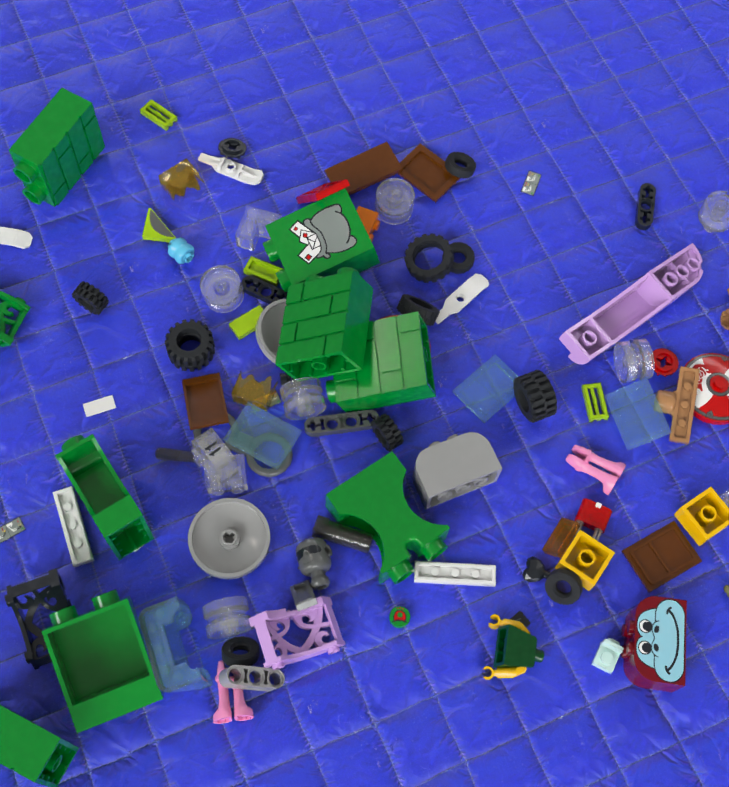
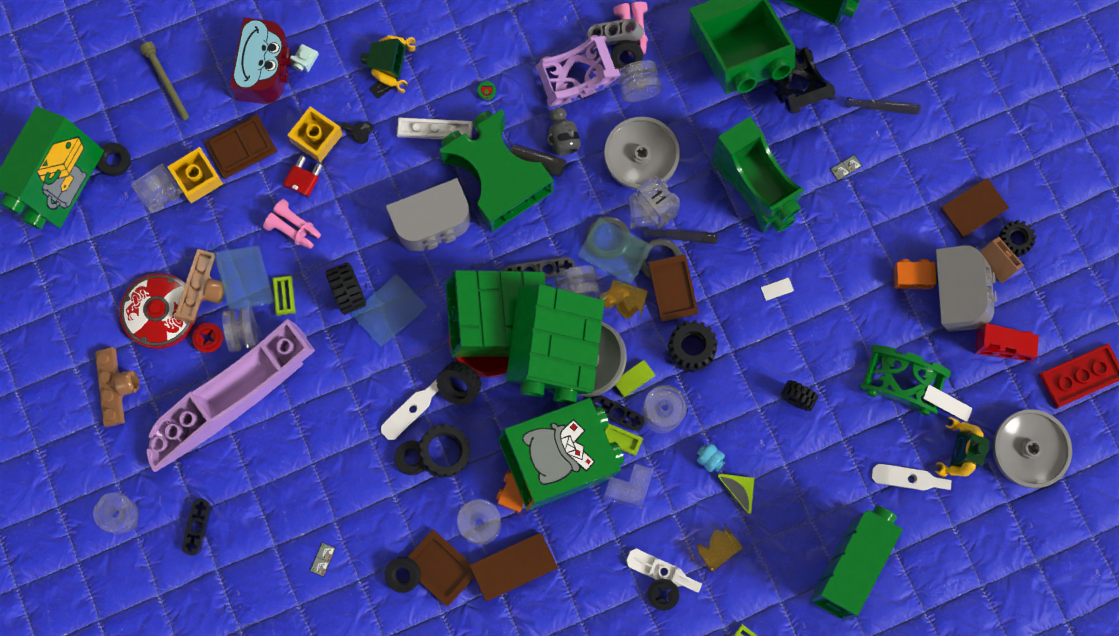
camera: 175 degrees left, 10 degrees up
(73, 526) = (782, 155): white tile -> none
(165, 648) = (684, 38): clear light blue windscreen -> none
(303, 595) = (572, 101): dark grey tile -> none
(322, 191) = (559, 516): red tile -> none
(387, 432) = (494, 253): black tyre -> none
(561, 537) = (333, 158): clear orange tile -> none
(568, 576) = (337, 111): black tyre -> none

